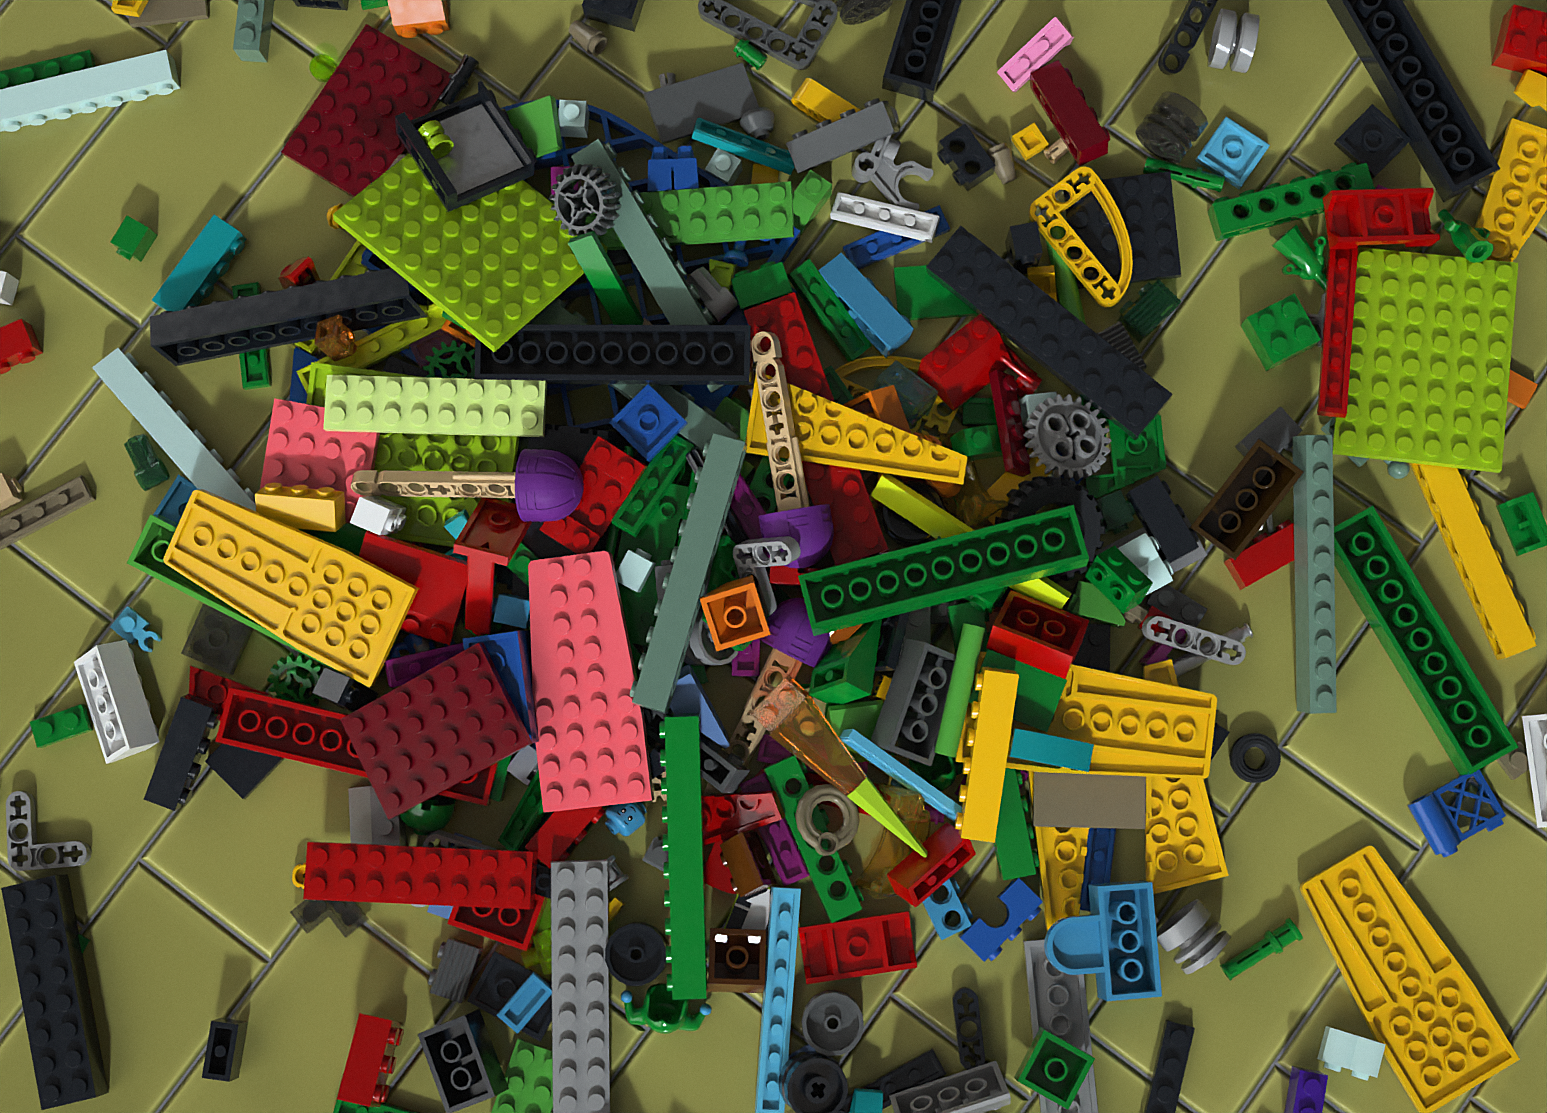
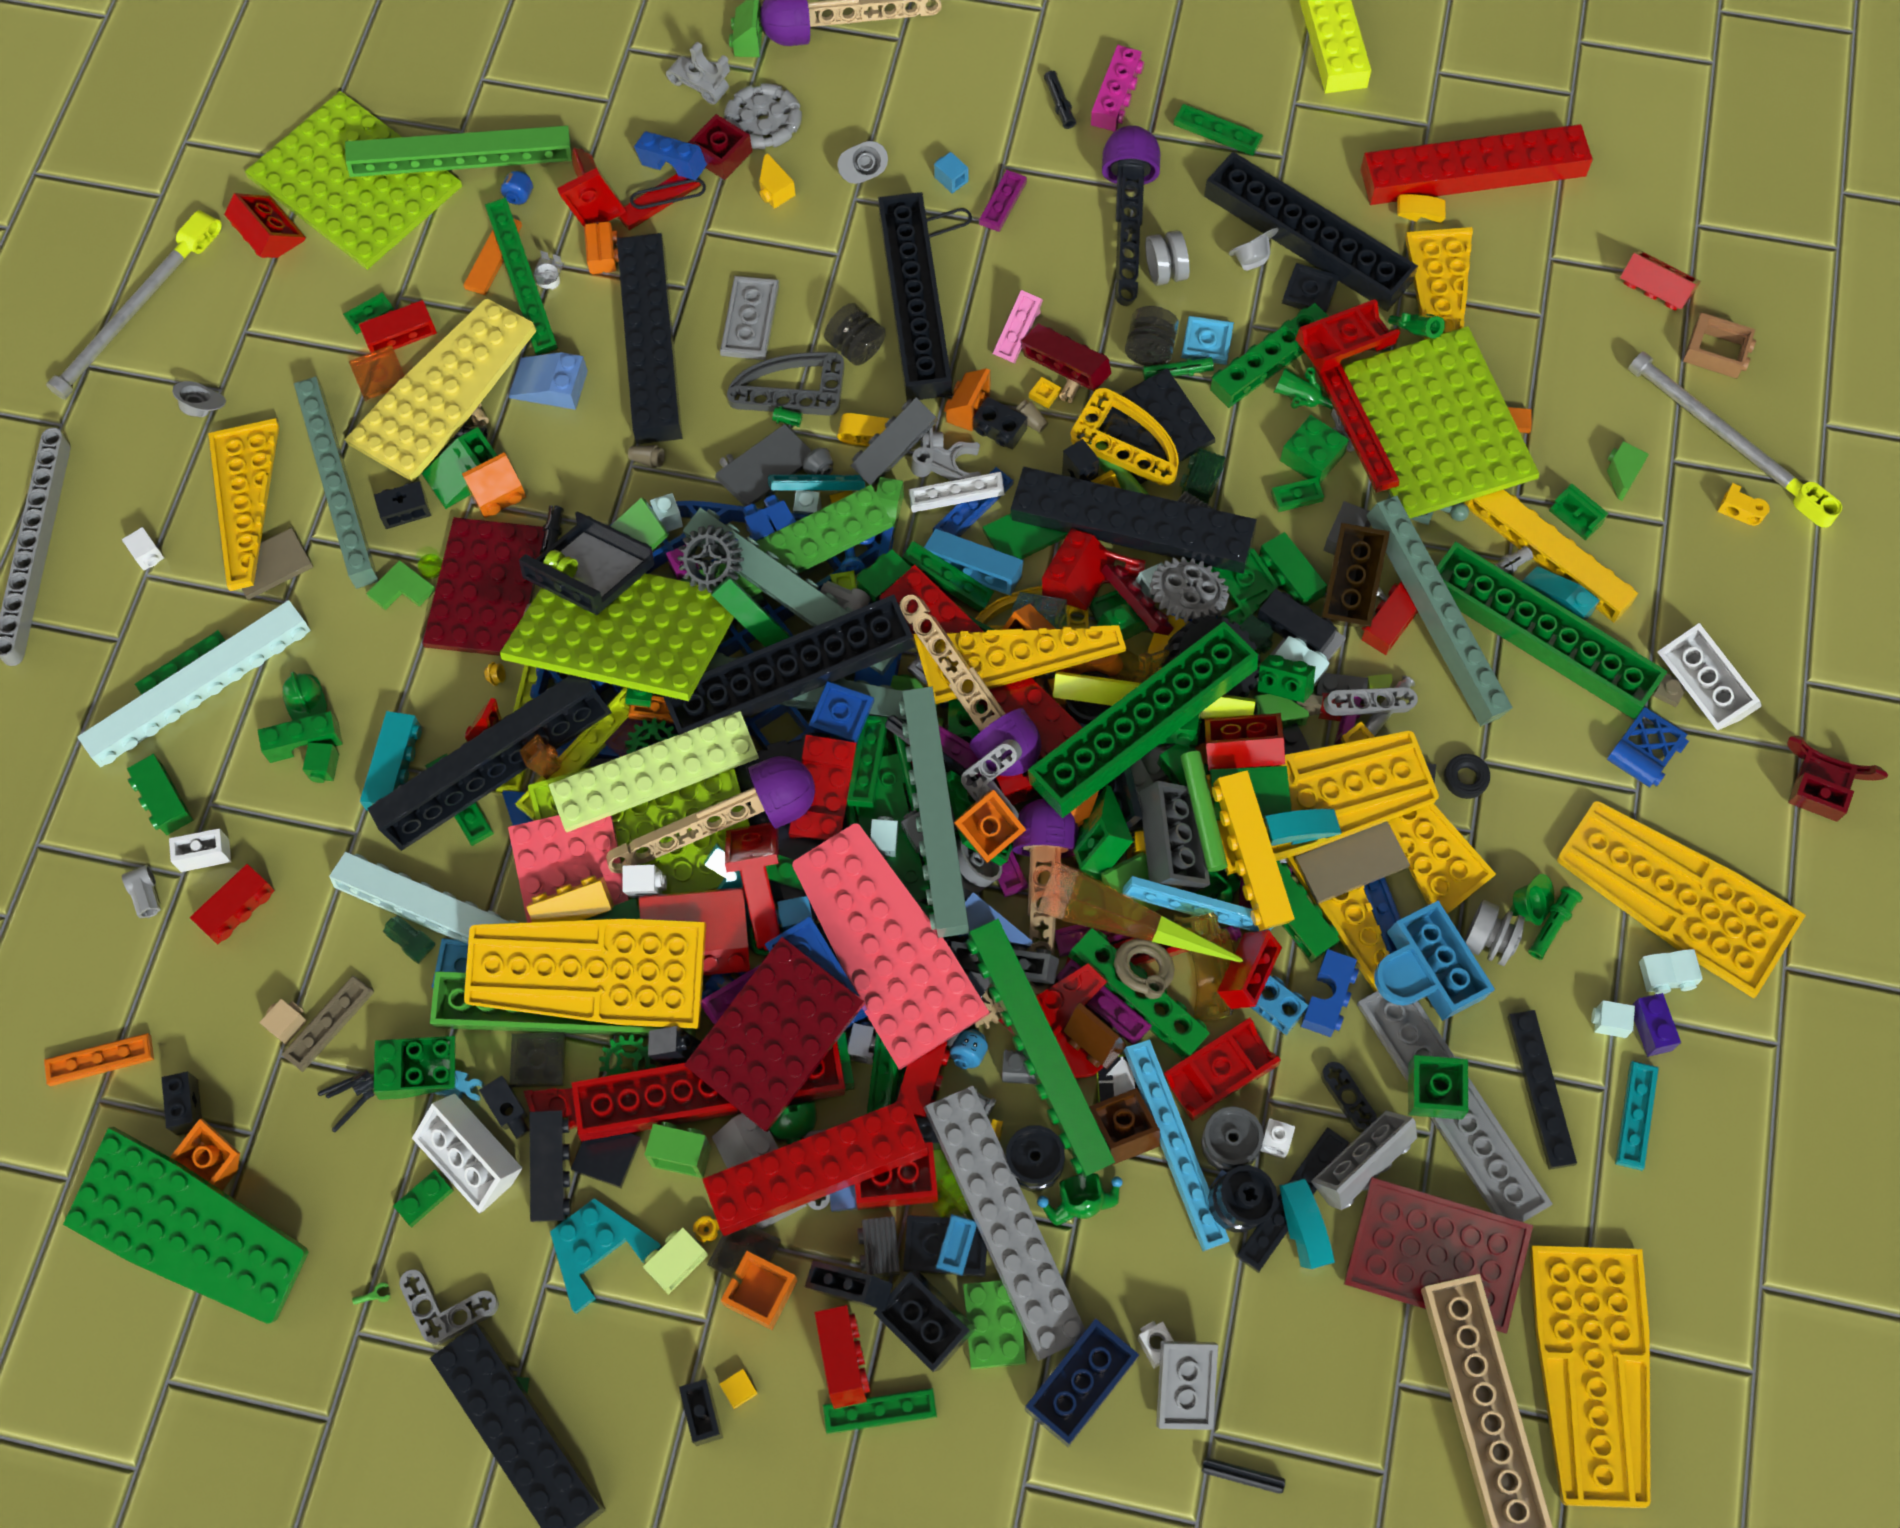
camera: 30 degrees left, 15 degrees down
(45, 588) = (361, 1083): none -> black plant
(98, 596) = (414, 1066): none -> green slope
(107, 200) = (280, 740): none -> green arch
(145, 161) = (303, 696): none -> green piece
(166, 665) = (499, 1098): none -> black torso
(196, 834) = (588, 1239): none -> teal wing
(262, 895) = (674, 1260): none -> yellowish green brick
(271, 1039) = (738, 1389): none -> yellow tile
(284, 72) = (399, 581): none -> bright green tile
(307, 793) = (678, 1149): none -> bright green piece
(326, 963) = (762, 1290): none -> orange piece
(405, 998) = (848, 1285): none -> black brick
(877, 1039) = (1277, 1138): none -> white brick
(945, 115) = (968, 398): none -> orange slope
(1188, 458) = (1292, 570): none -> green brick
(1216, 620) = (1379, 681): none -> lime tile
(1238, 374) = (1297, 494): none -> green plate
(1251, 920) = (1534, 899): none -> green piece
(1267, 1073) = (1613, 1019): none -> light aqua brick
(1332, 74) = (1254, 252): none -> light grey piece
(1422, 548) = (1520, 557): none -> light grey pin
(1456, 606) = (1563, 592): none -> teal slope

